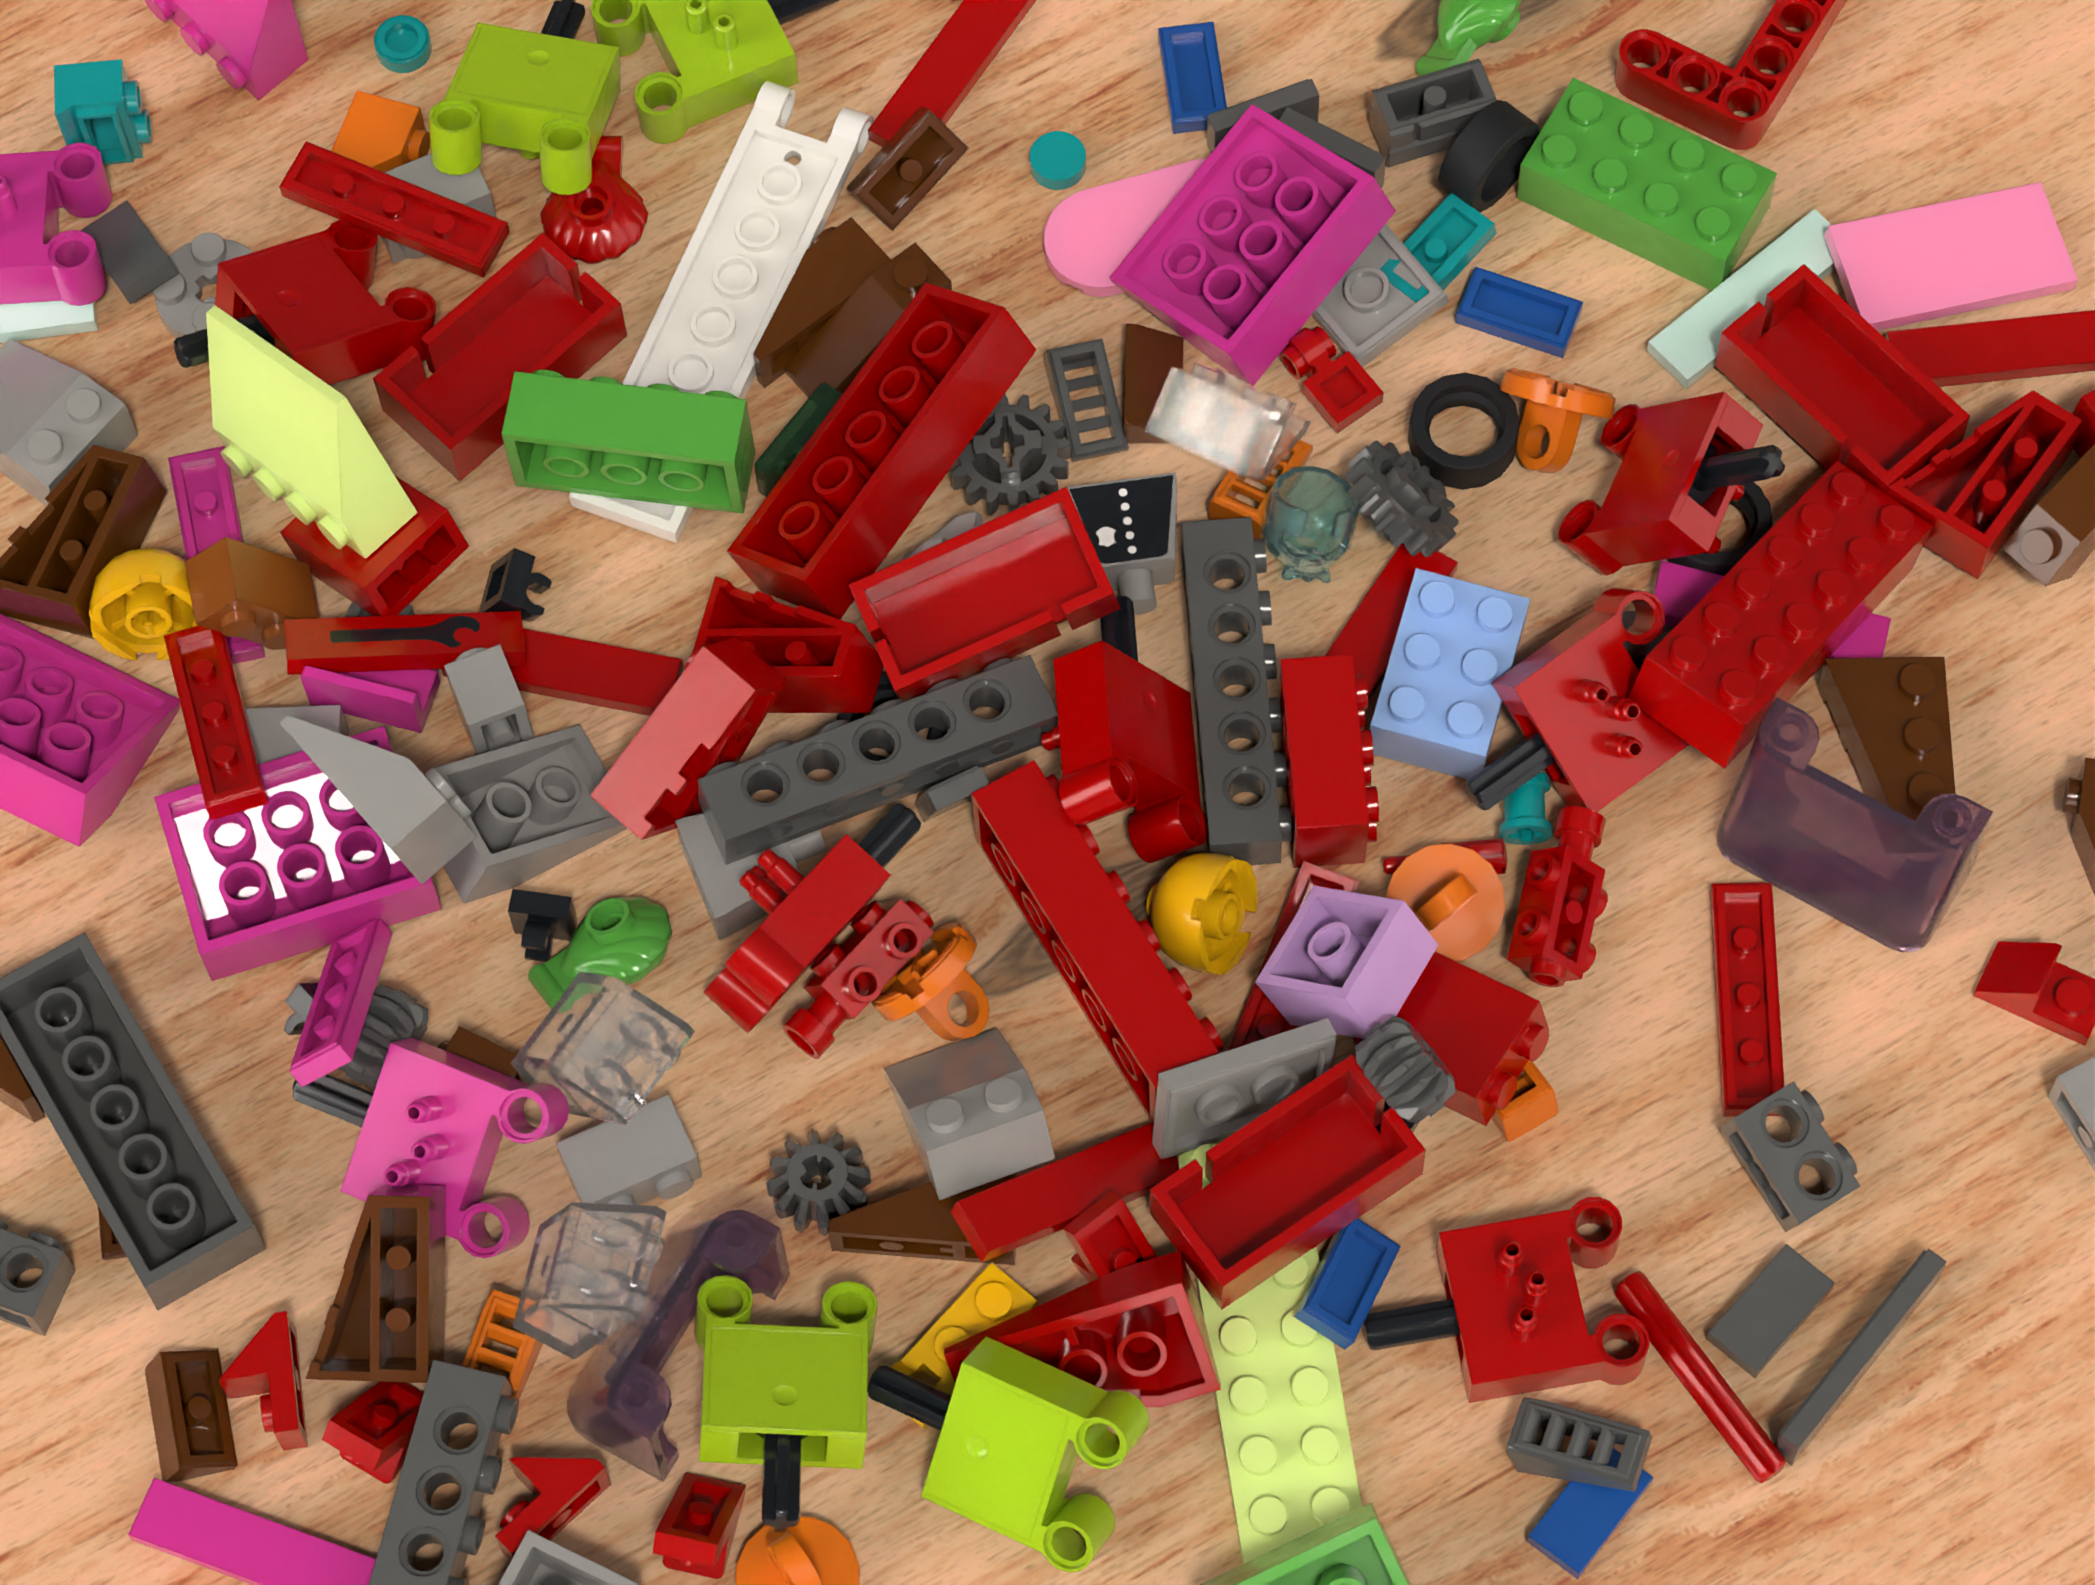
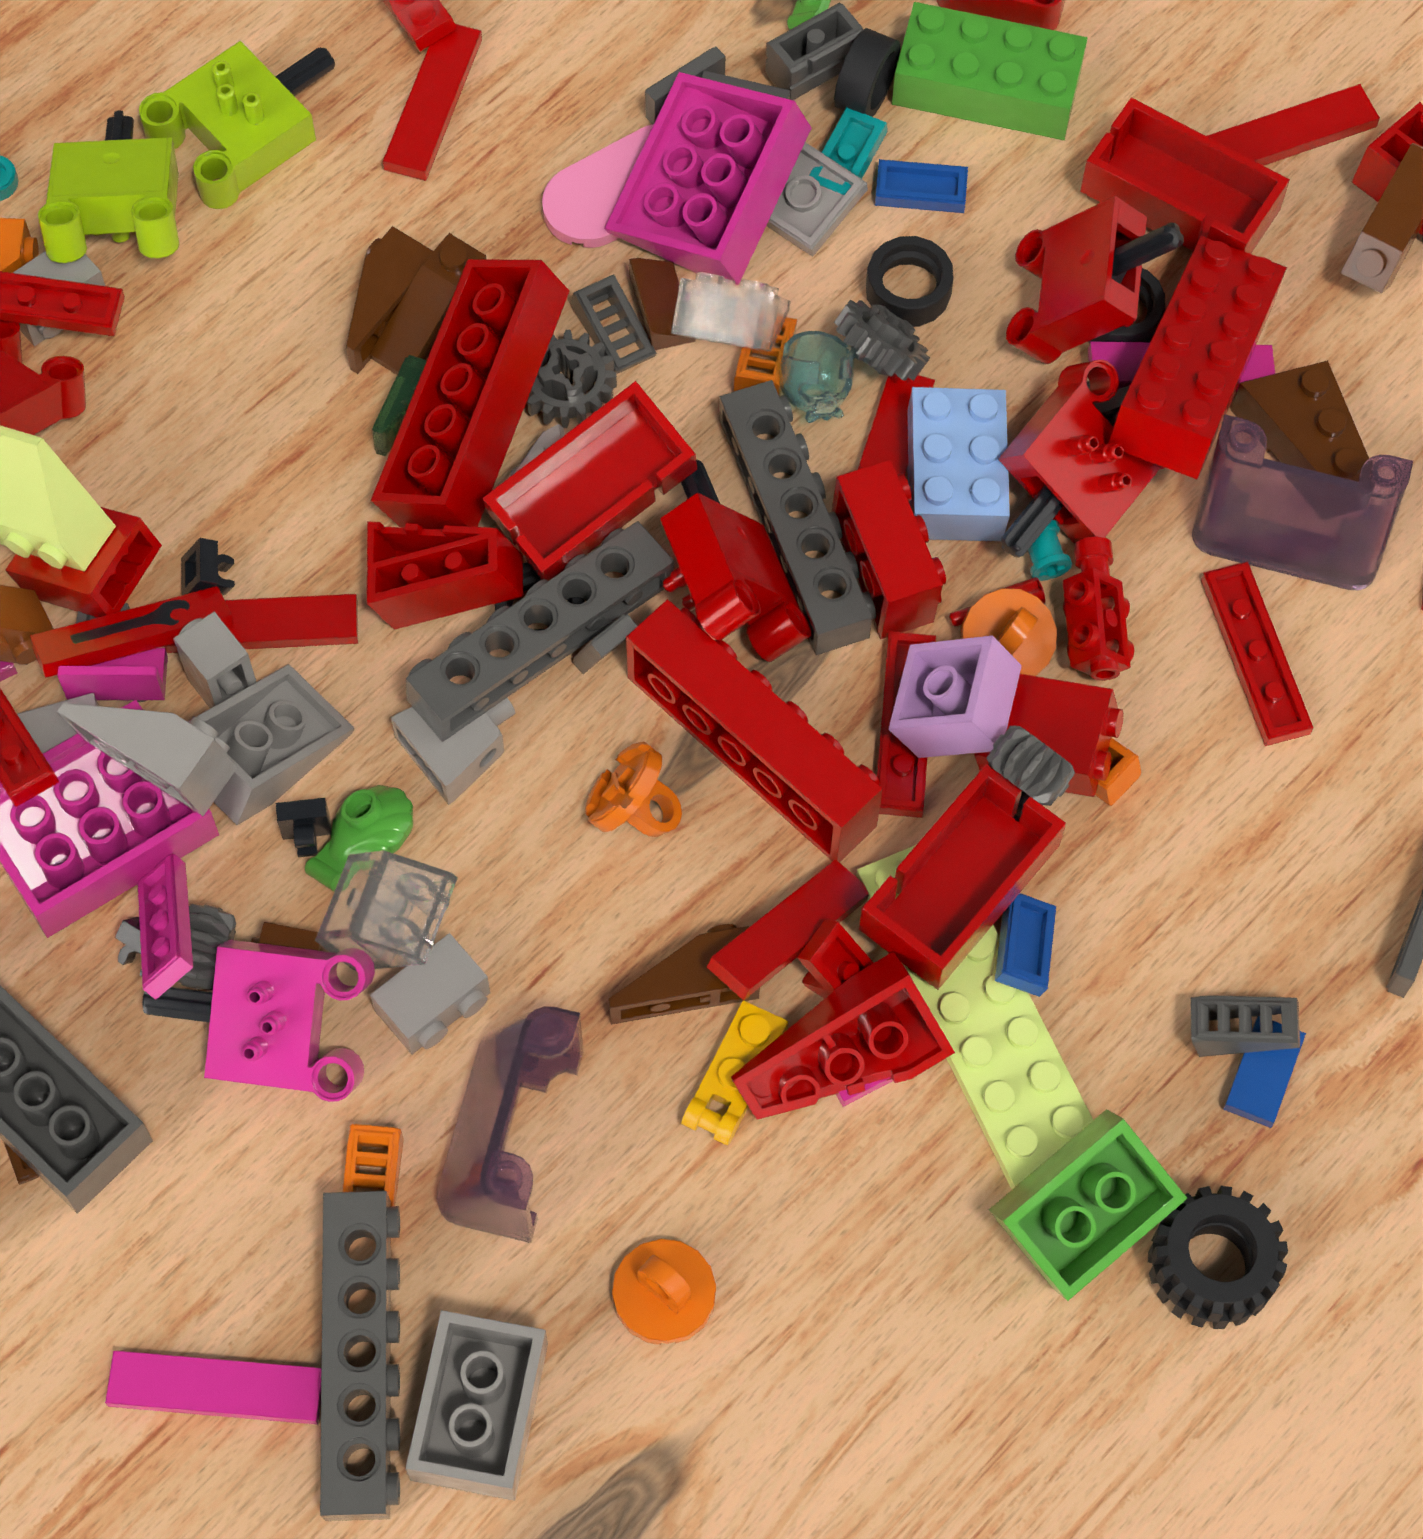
camera: 20 degrees left, 0 degrees up
(190, 1414) = (127, 1291): reddish brown slope -> none
(272, 1367) = (186, 1235): red slope -> none
(376, 1429) = (290, 1260): red slope -> none
(391, 1292) = (271, 1150): reddish brown wedge -> none
(514, 322) = (144, 394): red piece -> none
(561, 1491) = (453, 1272): red slope -> none
(589, 1274) = (429, 1091): clear slope -> none
(603, 217) = (190, 274): red animal -> none
(629, 441) = (269, 432): bright green brick -> none
(695, 727) = (388, 643): wedge -> none
(699, 1526) = (574, 1269): red slope -> none
(738, 270) = (304, 331): white hinge -> none
(783, 1390) = (613, 1142): lime piece -> none
(804, 915) = (520, 769): red piece -> none
(820, 1160) = (582, 955): dark grey gear -> none
(859, 965) = (560, 802): red brick -> none
(907, 167) = (422, 182): reddish brown slope -> none
(971, 1113) = (695, 886): light grey slope -> none
(1014, 1444) = (811, 1138): lime piece -> none
(1057, 160) = (536, 152): teal tile -> none
(1132, 532) = (690, 407): black torso -> none
(1191, 75) = (619, 68): blue tile -> none
(1202, 909) = (824, 685): yellow cylinder -> none
(1232, 1088) = (901, 813): light grey tile -> none
(1336, 388) = (803, 272): red plate -> none
(1520, 1305) = (1163, 928): red piece -> none
(1552, 408) = (978, 247): orange tile -> none
(1692, 341) = (1062, 172): light aqua tile -> none
(1700, 1377) = (1315, 947): red axle -> none
(1770, 1311) = (1351, 883): dark grey tile -> none
(1777, 1164) = (1325, 771): dark grey brick -> none
(1951, 257) = (1230, 72): bright pink tile -> none
(1989, 480) = (1314, 225): red wedge -> none

